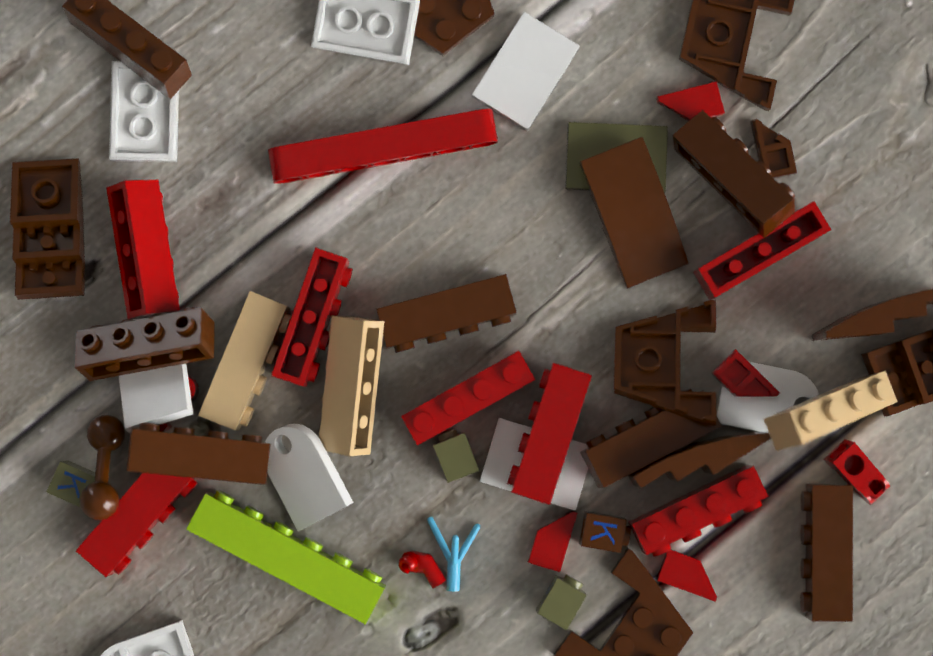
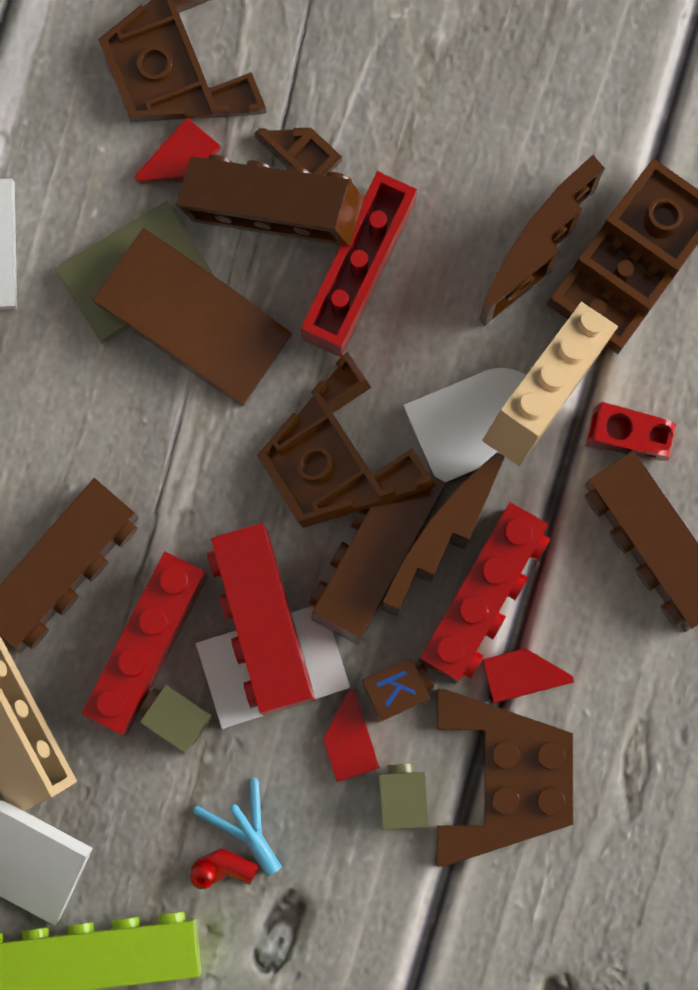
camera: 30 degrees left, 5 degrees down
(743, 378) = (434, 416): red tile -> none

